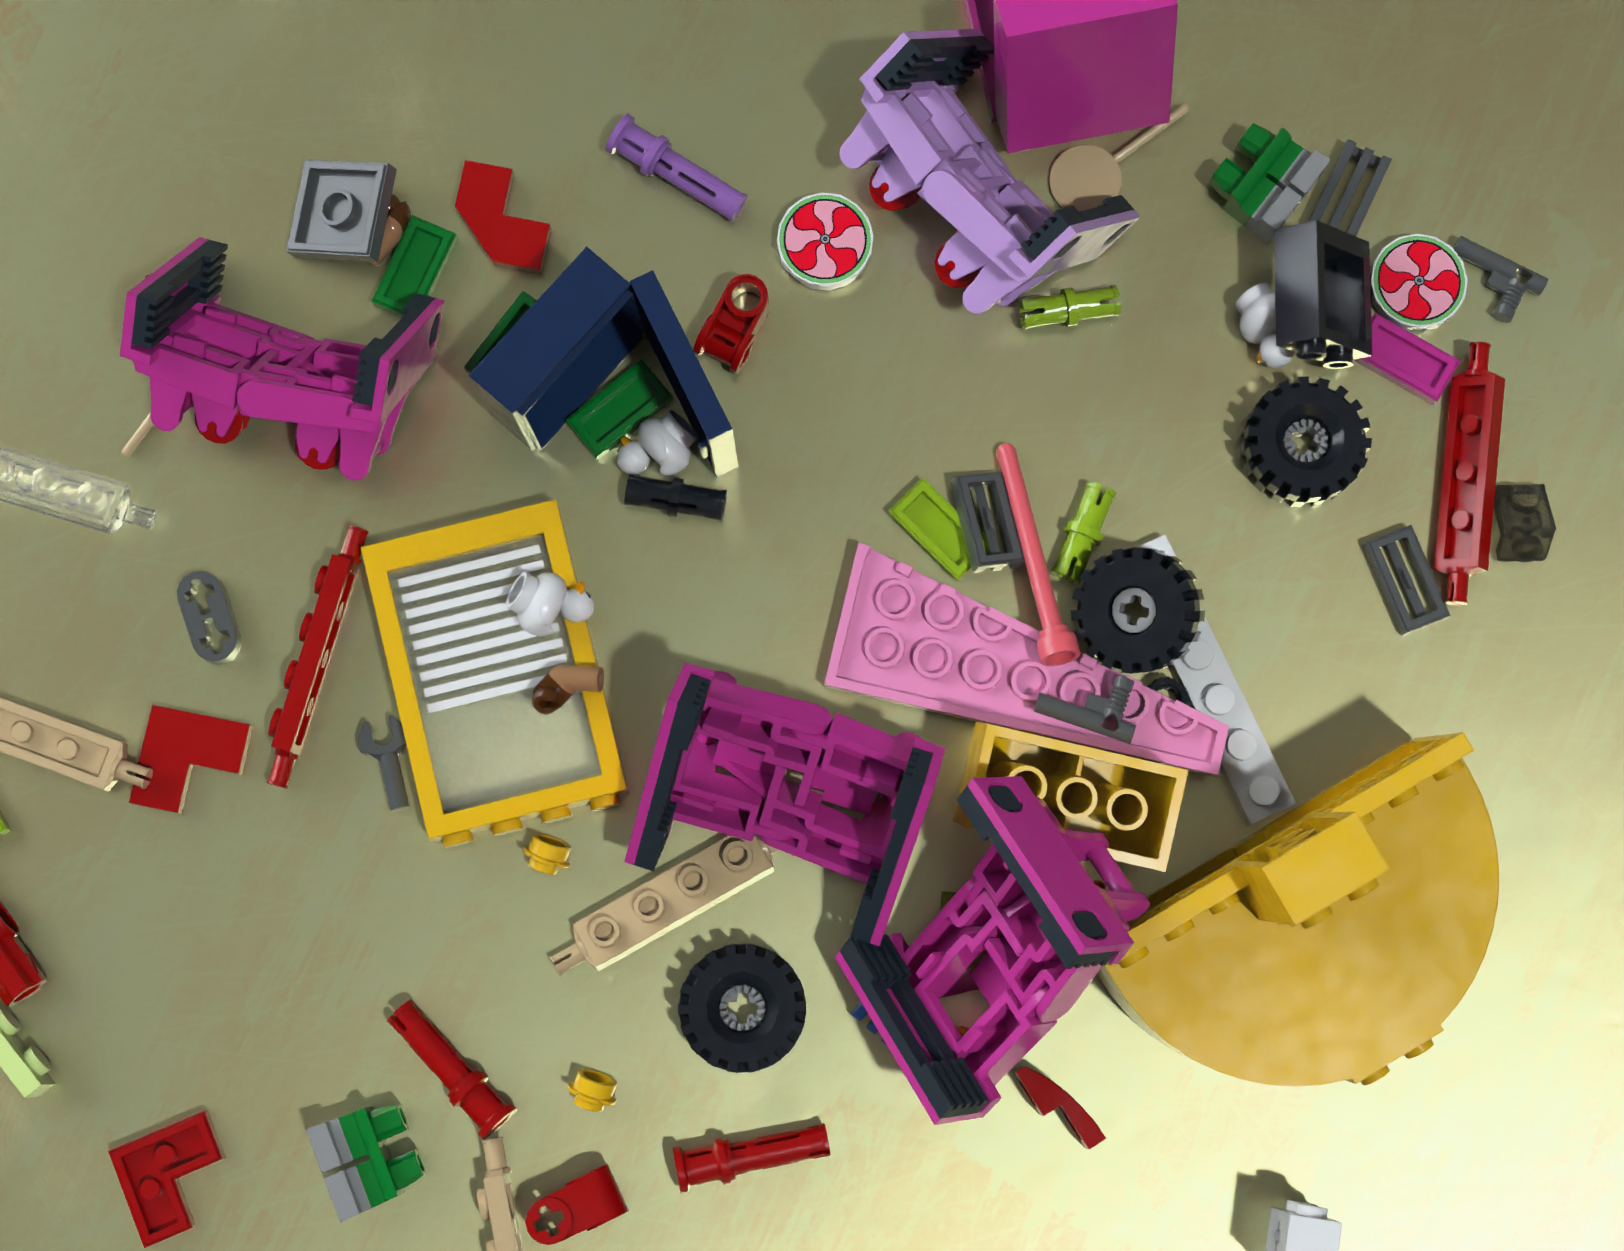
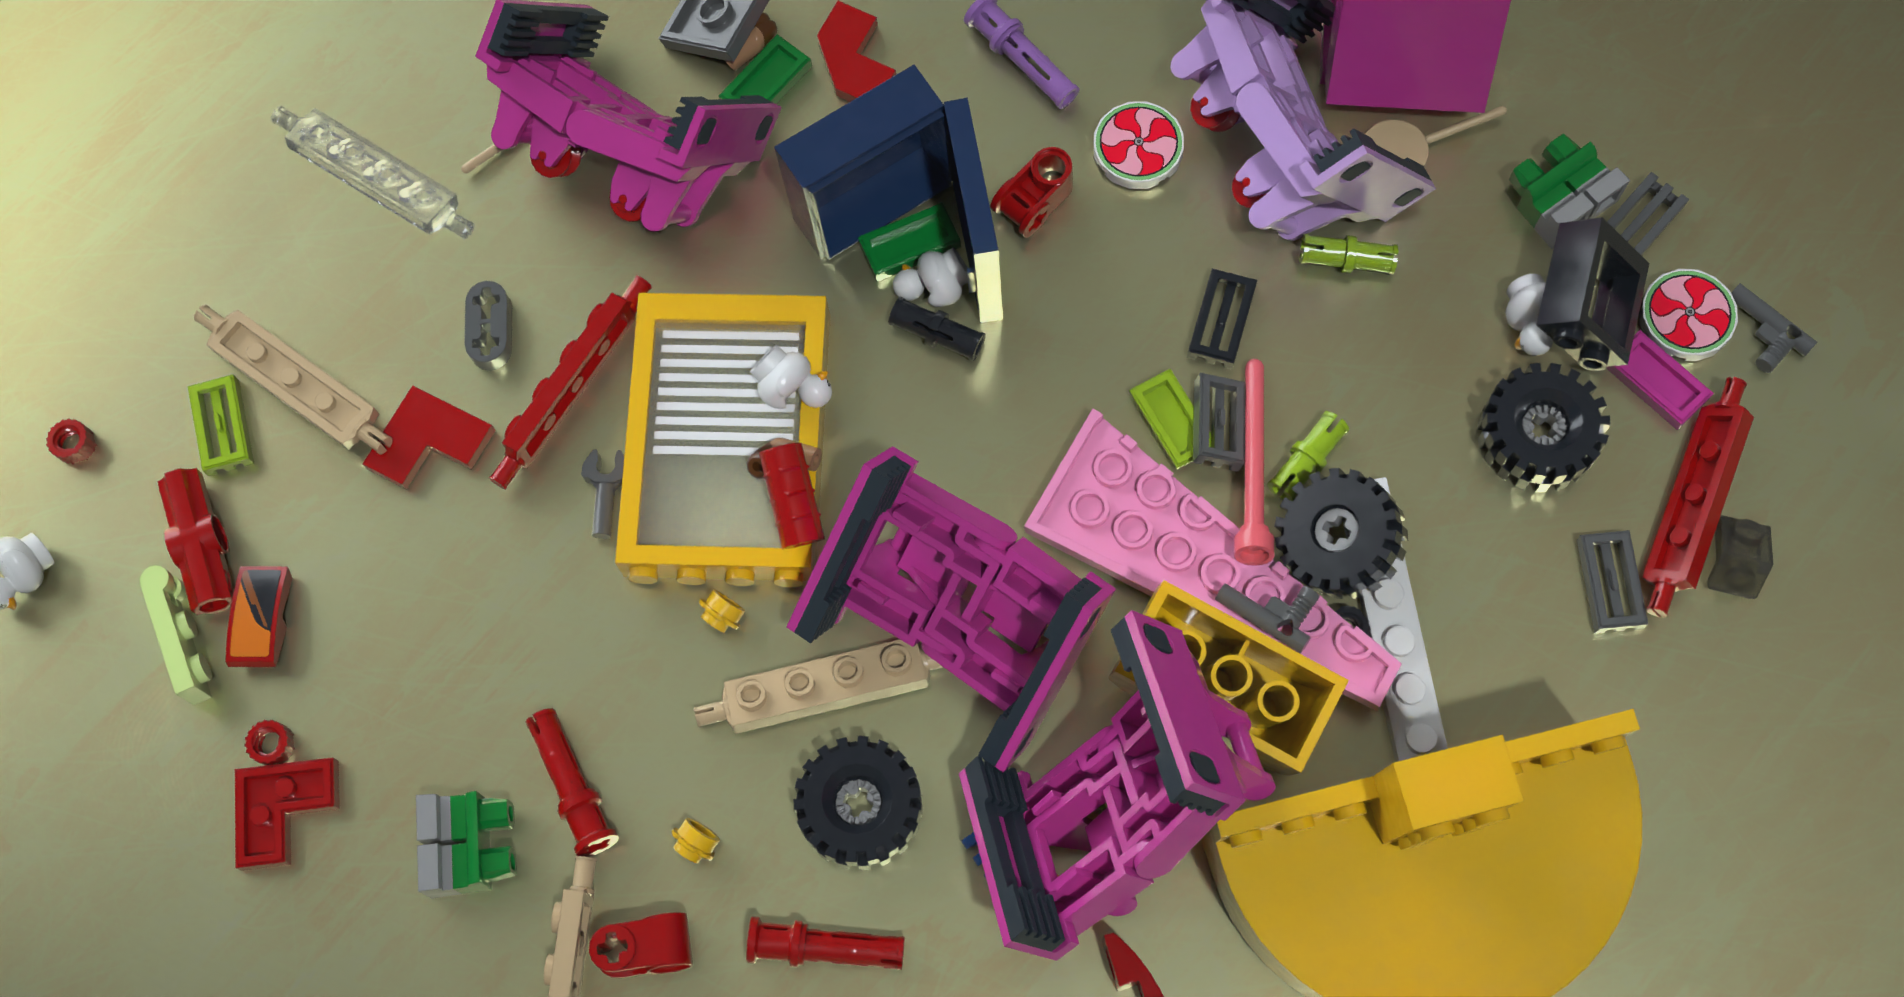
camera: 25 degrees right, 10 degrees down
(75, 990) = (256, 618): none -> slope
(118, 1119) = (256, 737): none -> red axle
(589, 727) = (791, 495): none -> red axle
(960, 449) = (1212, 352): none -> black tile

